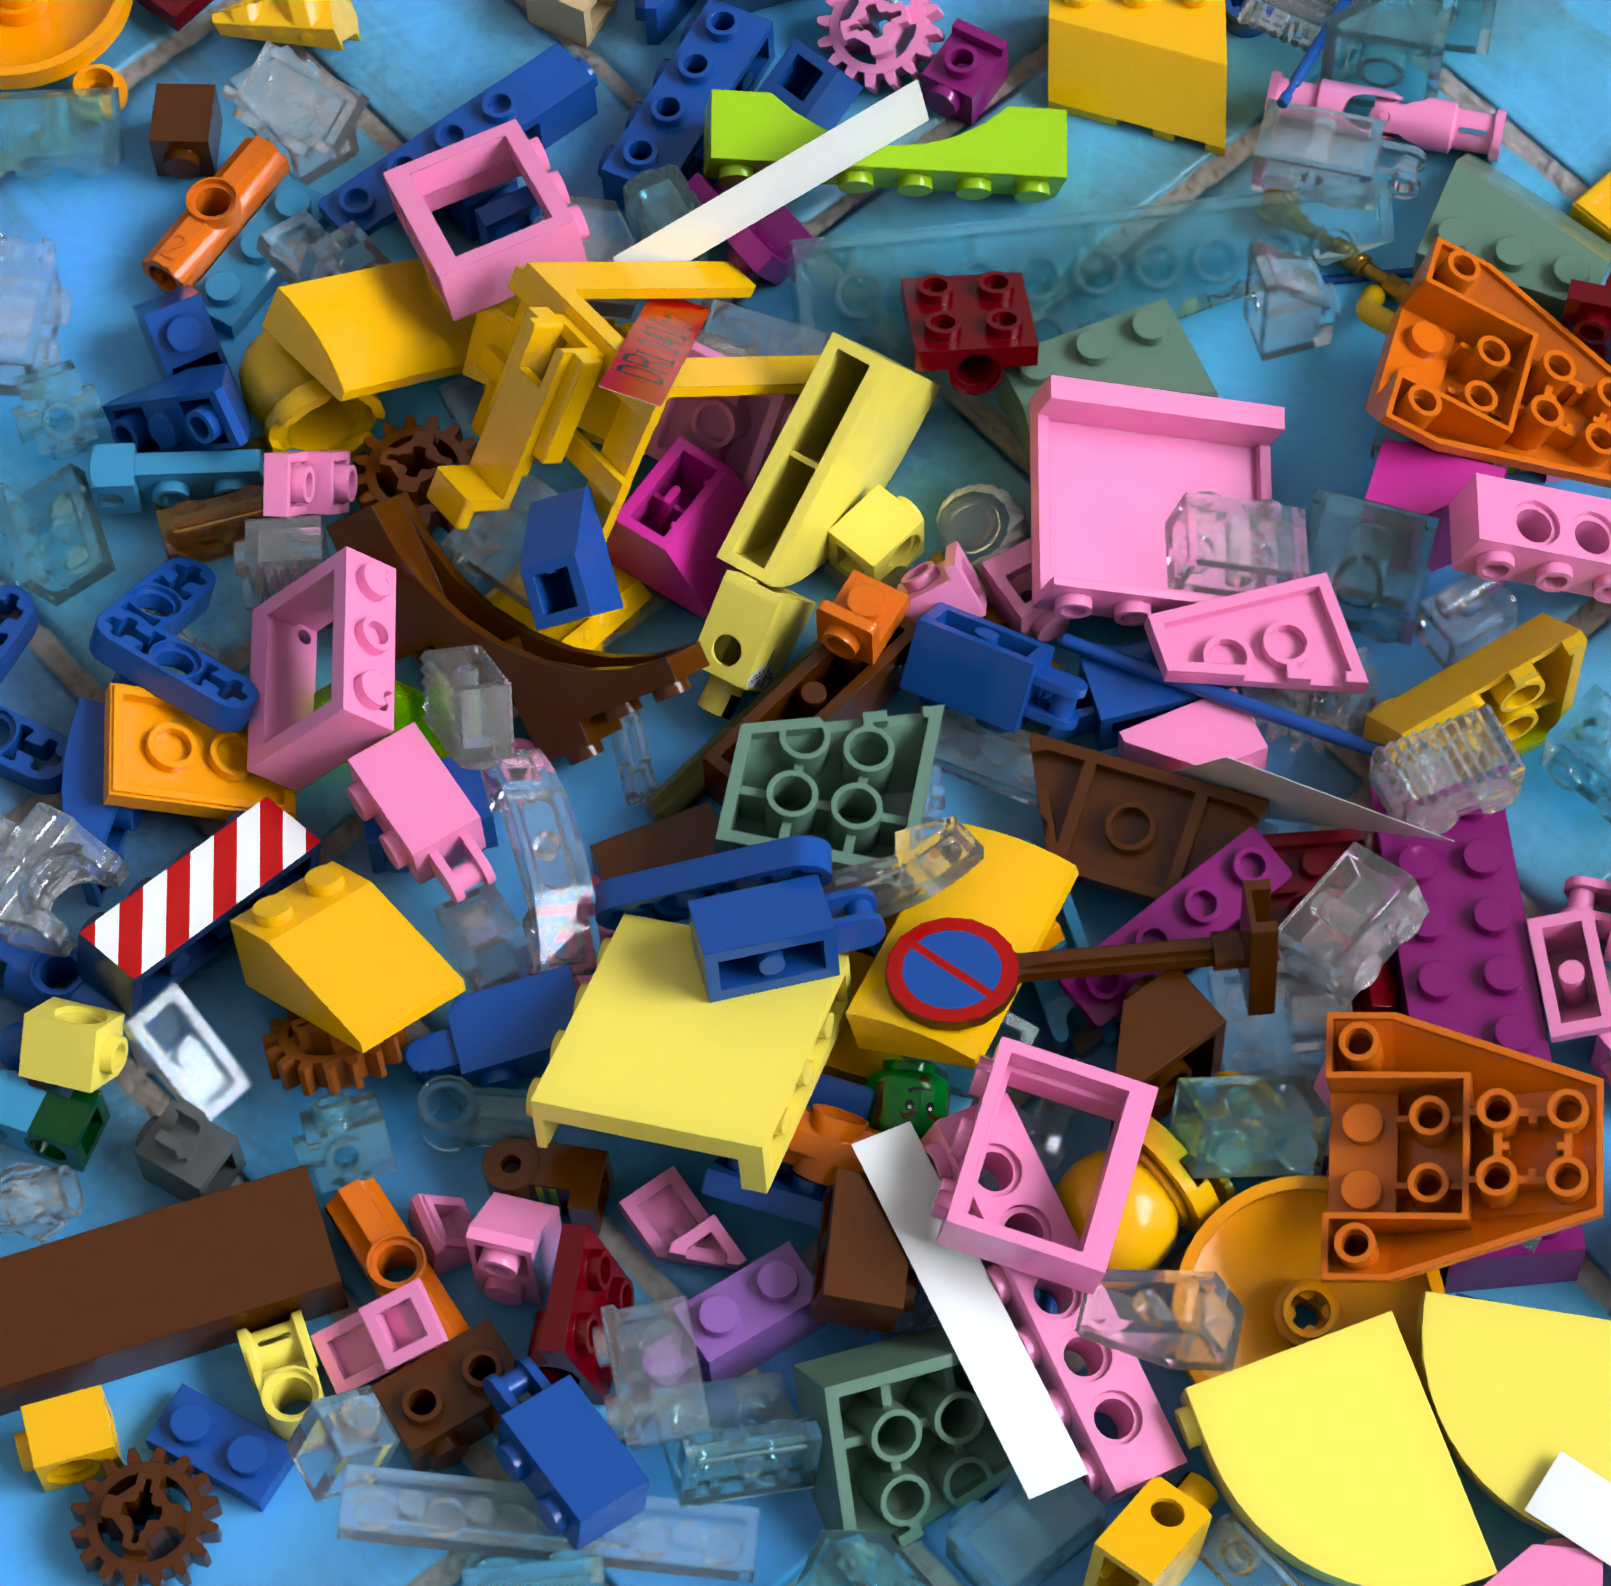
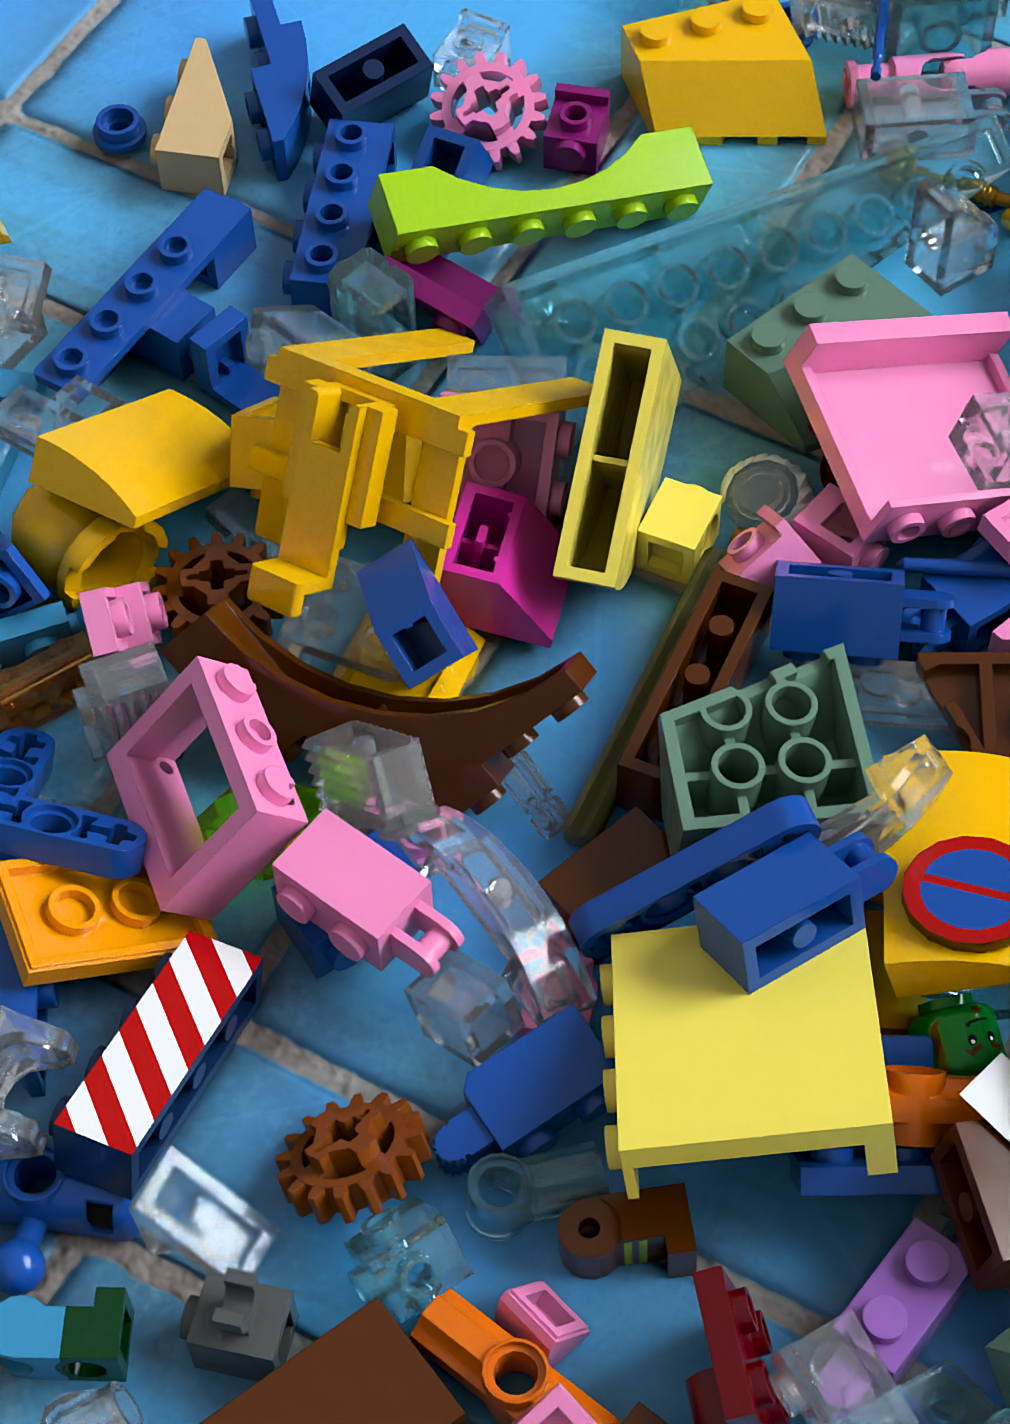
camera: 20 degrees left, 5 degrees down
(72, 1044) = (78, 1247): light yellow brick -> none
(342, 957) = (335, 1069): yellow slope -> none
(467, 168) = (234, 378): bright pink window -> none
(513, 1248) = (629, 1317): bright pink slope -> none
(655, 349) = (440, 389): sticker -> none
(677, 1226) = (776, 1240): bright pink slope -> none
(748, 638) = (607, 619): light yellow torso -> none
(784, 179) = (473, 236): white sticker -> none
(861, 618) = (716, 592): orange bracket -> none
(969, 327) = (698, 314): dark red plate -> none

